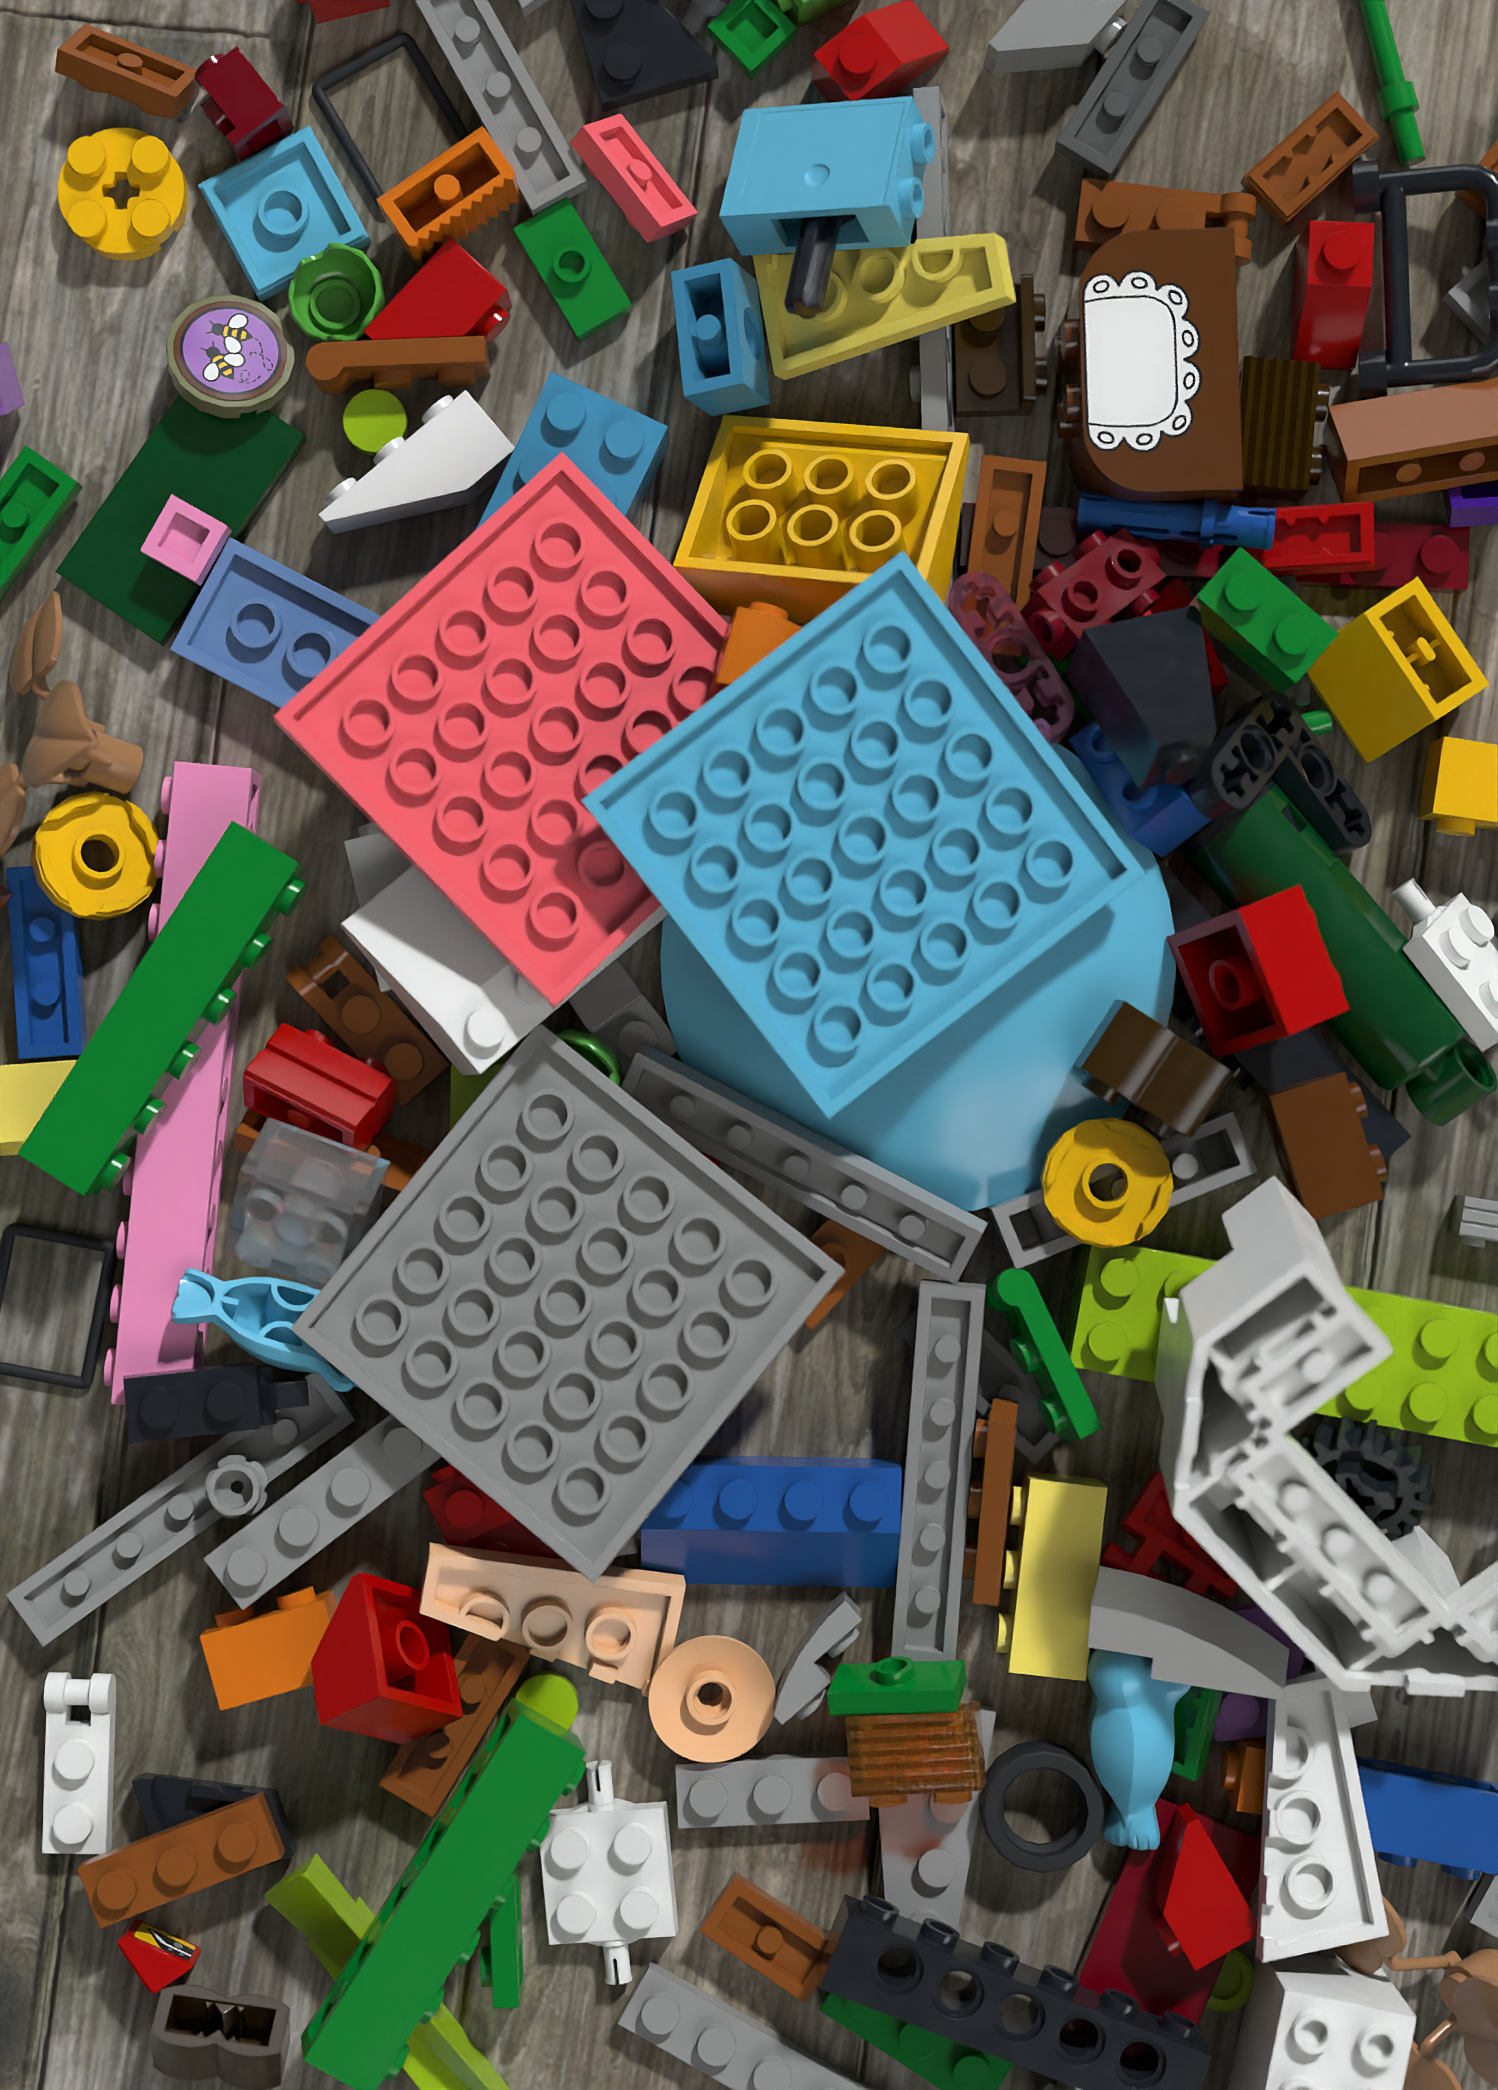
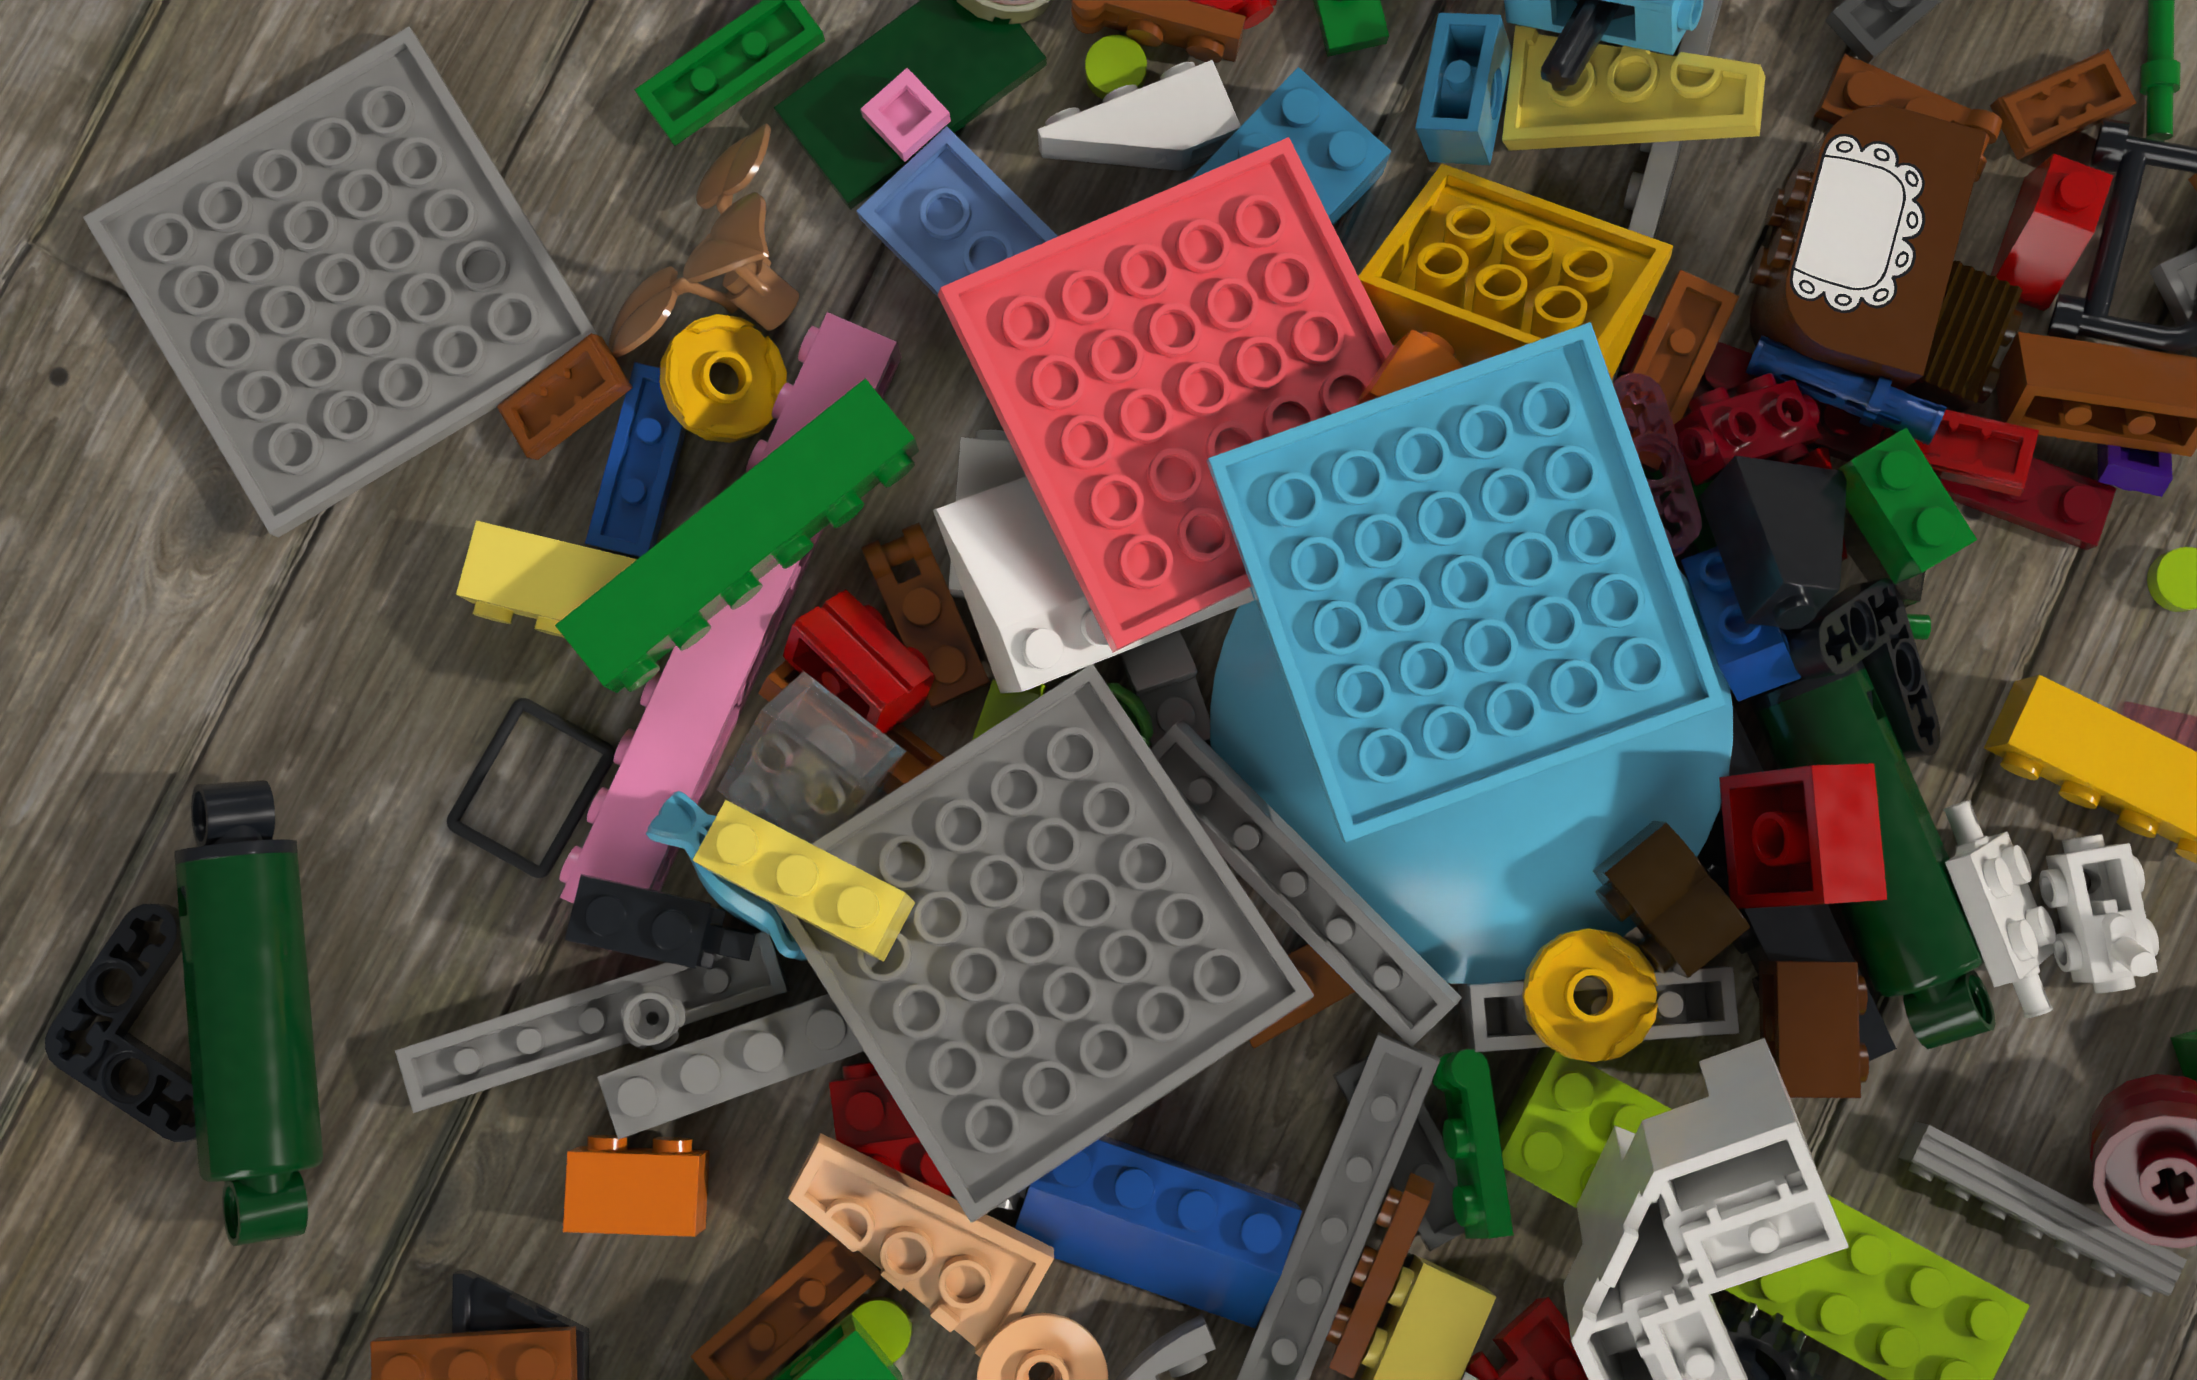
camera: 15 degrees right, 5 degrees down
(79, 1765) = (407, 1241): white plate -> none
(333, 1319) = (804, 880): none -> light yellow brick
(385, 1665) = (737, 1239): red slope -> none
(997, 357) = (1716, 190): dark brown bracket -> none
(1394, 671) = (2009, 599): yellow slope -> none

